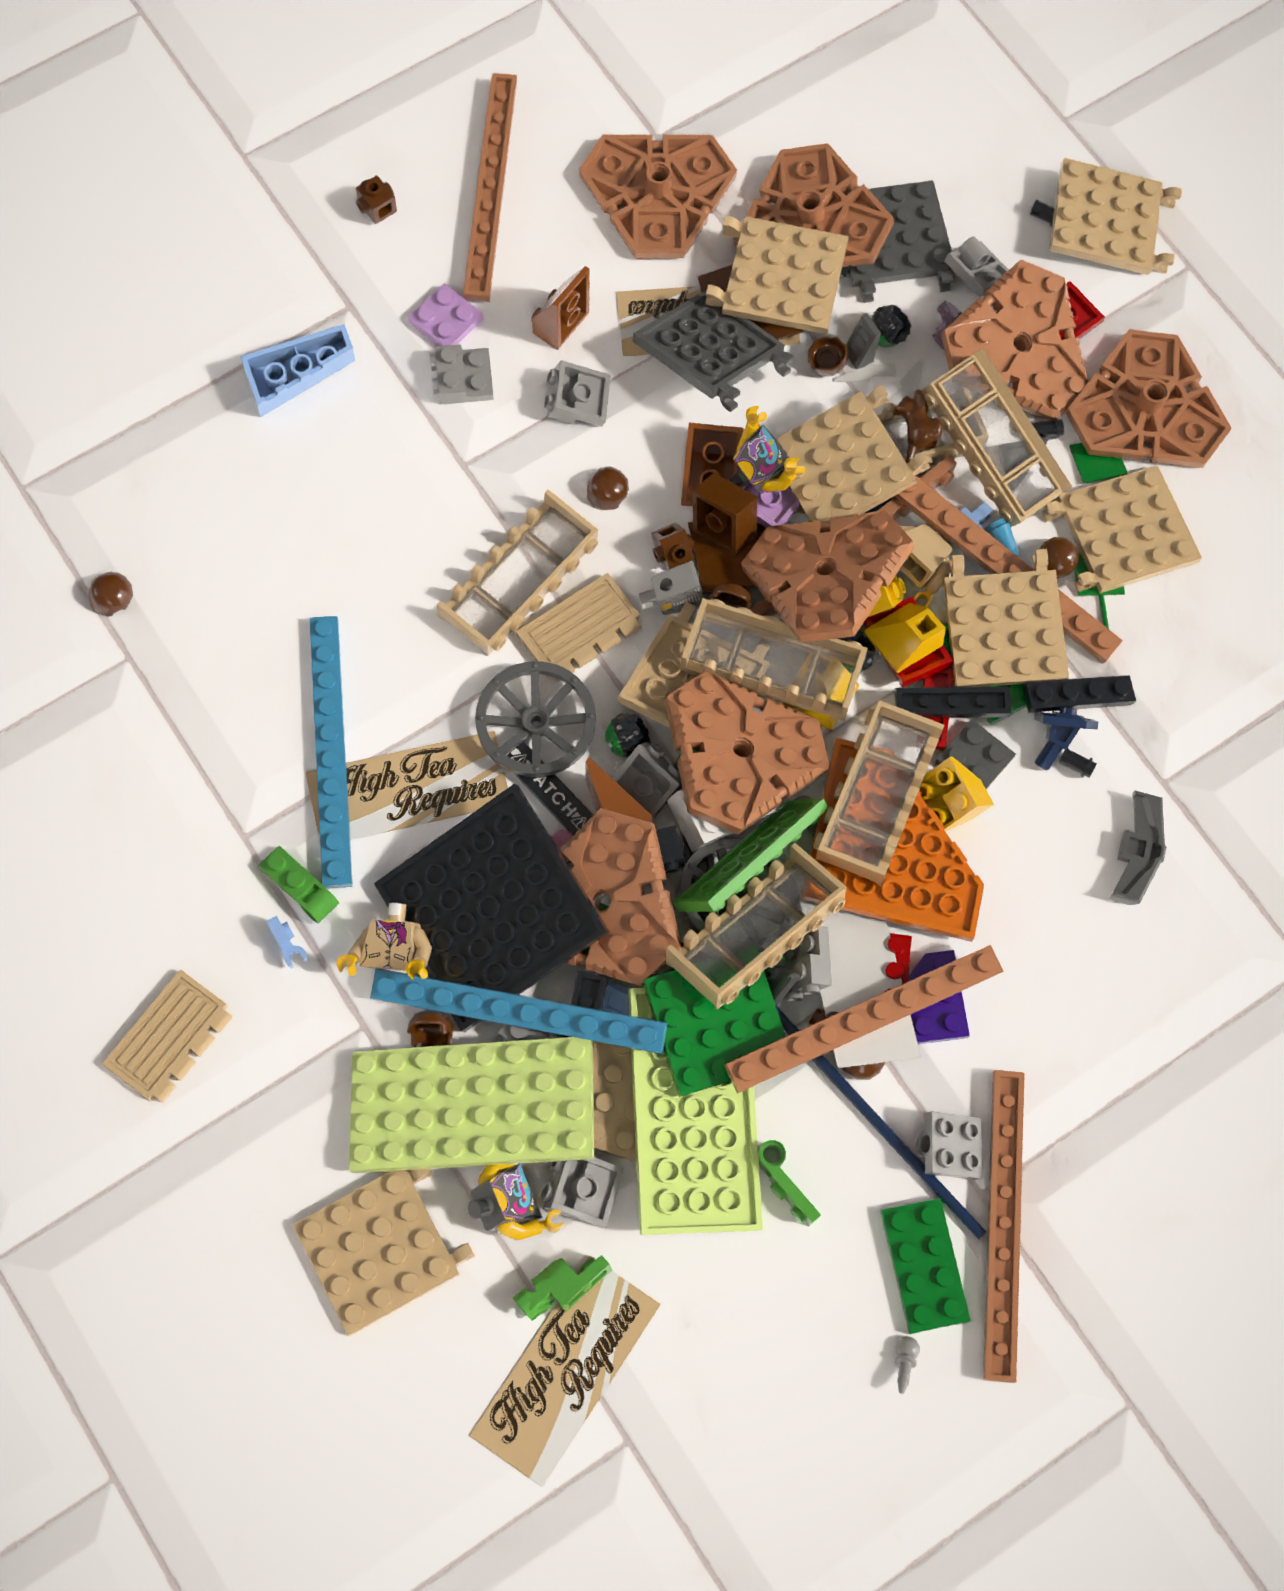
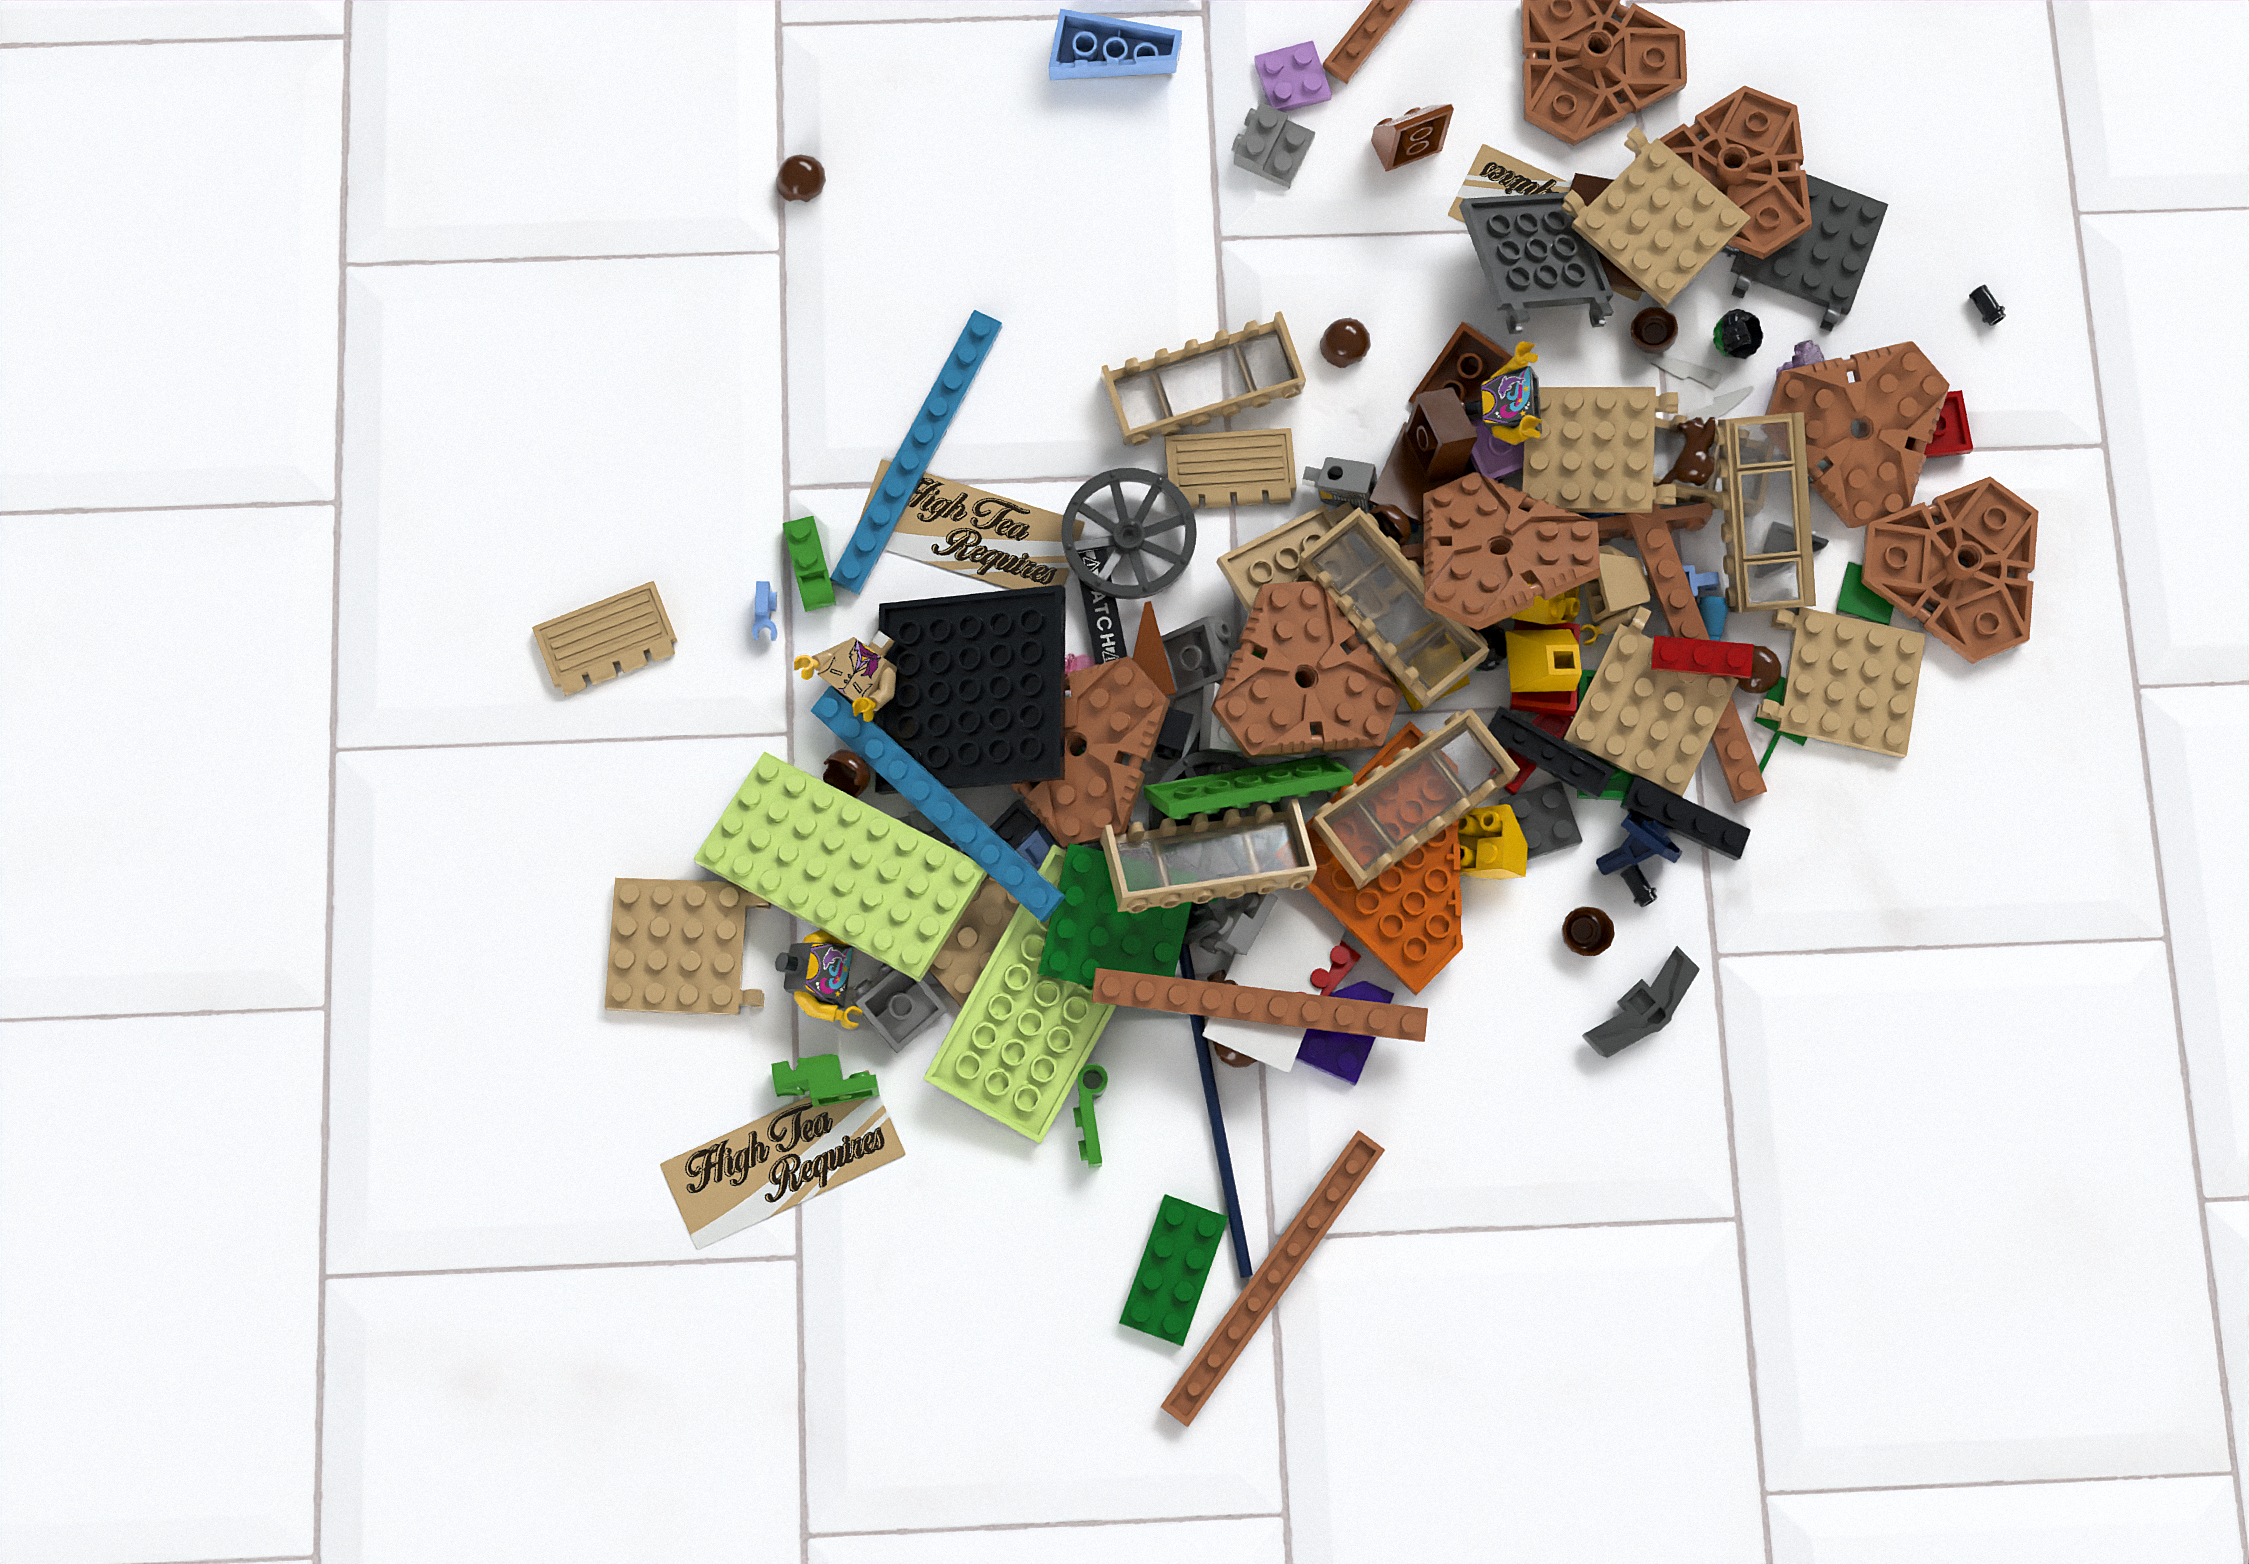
camera: 30 degrees right, 5 degrees up
(577, 394) = (1374, 229): light grey plate -> none
(626, 733) = (1207, 598): black piece -> none
(672, 546) = (1370, 438): reddish brown brick -> none
(863, 342) = (1697, 337): dark grey slope -> none
(907, 1351) = (1106, 1337): light grey bar -> none
(951, 1145) = (1269, 1175): light grey plate -> none
(976, 265) = (1871, 319): light grey plate -> none
(1021, 566) = (1702, 656): none -> red plate
(1050, 428) = (1833, 531): black pin -> none
(1065, 817) = (1588, 931): none -> reddish brown hair
(1110, 217) = (2050, 346): tan plate -> none

